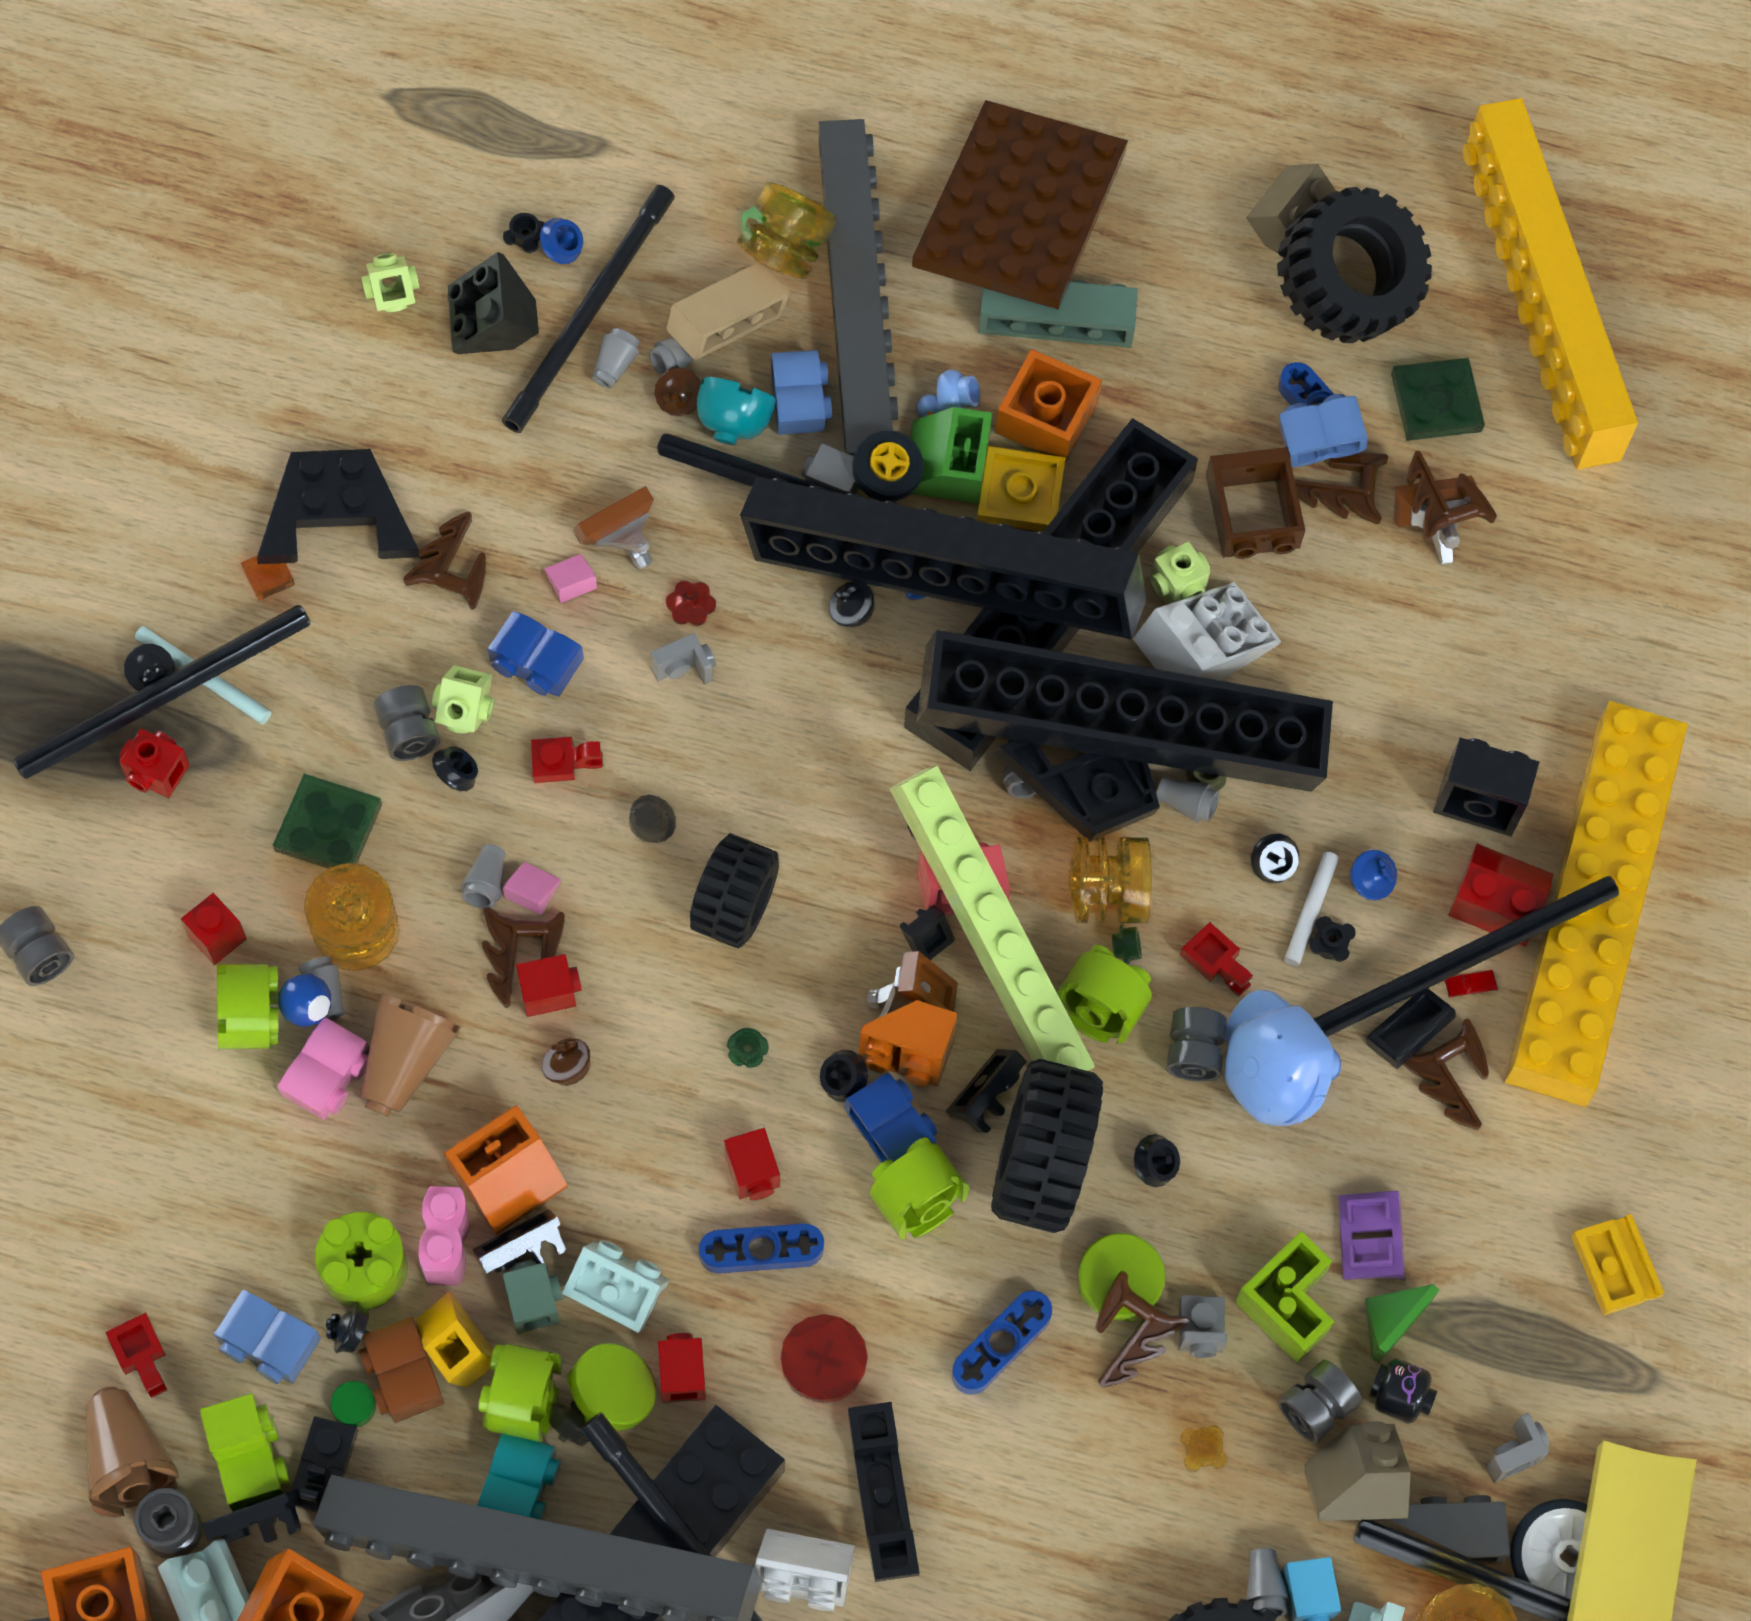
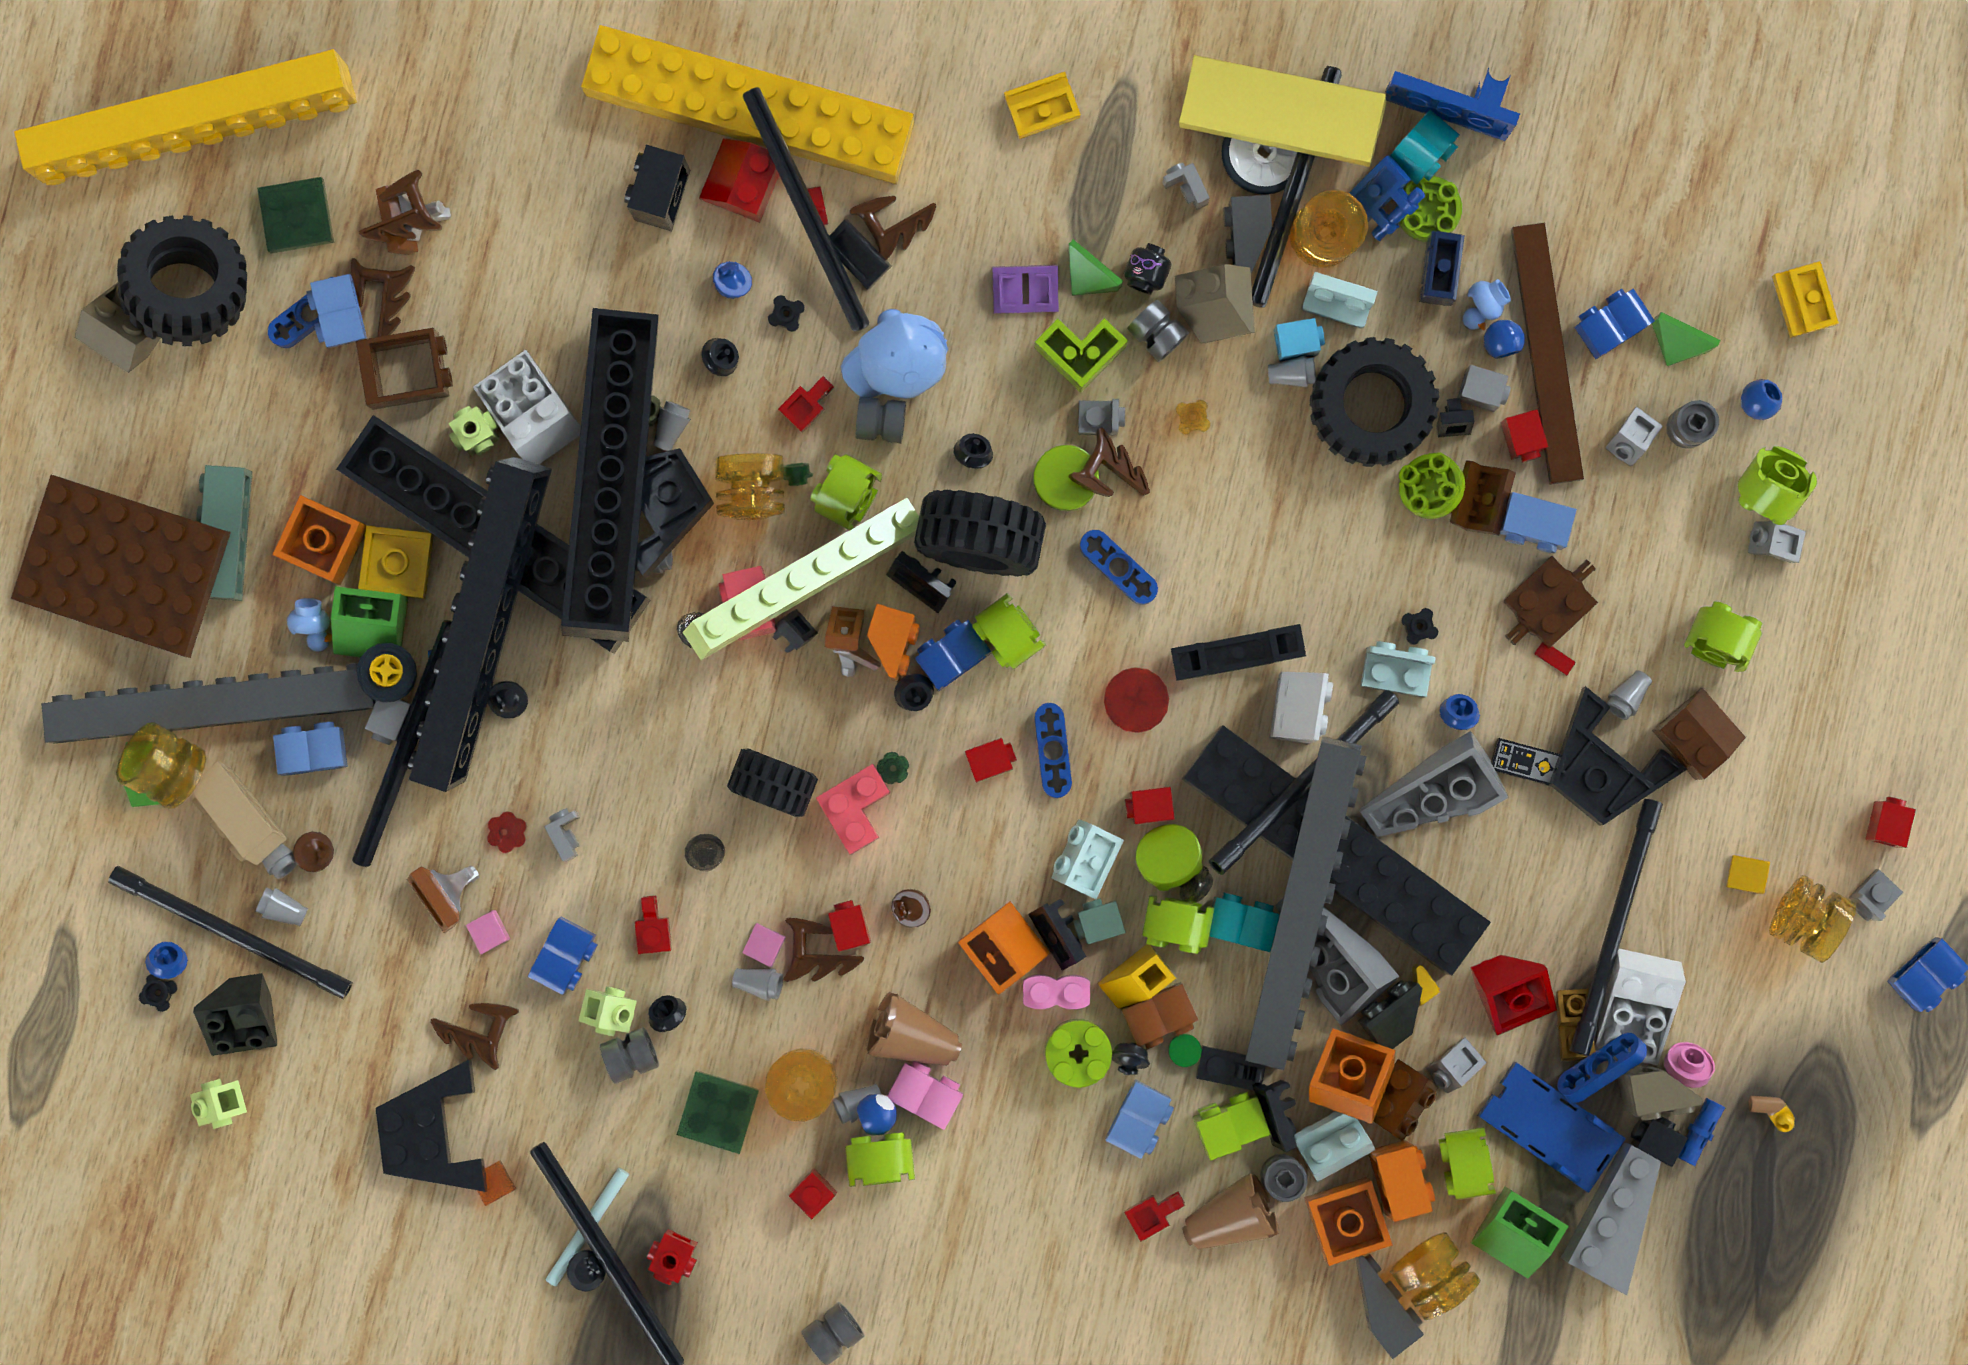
camera: 85 degrees left, 20 degrees up
(700, 986) = (846, 803): none -> coral brick
(733, 410) = (333, 804): teal cylinder -> none
(1311, 909) = (759, 329): white bar -> none

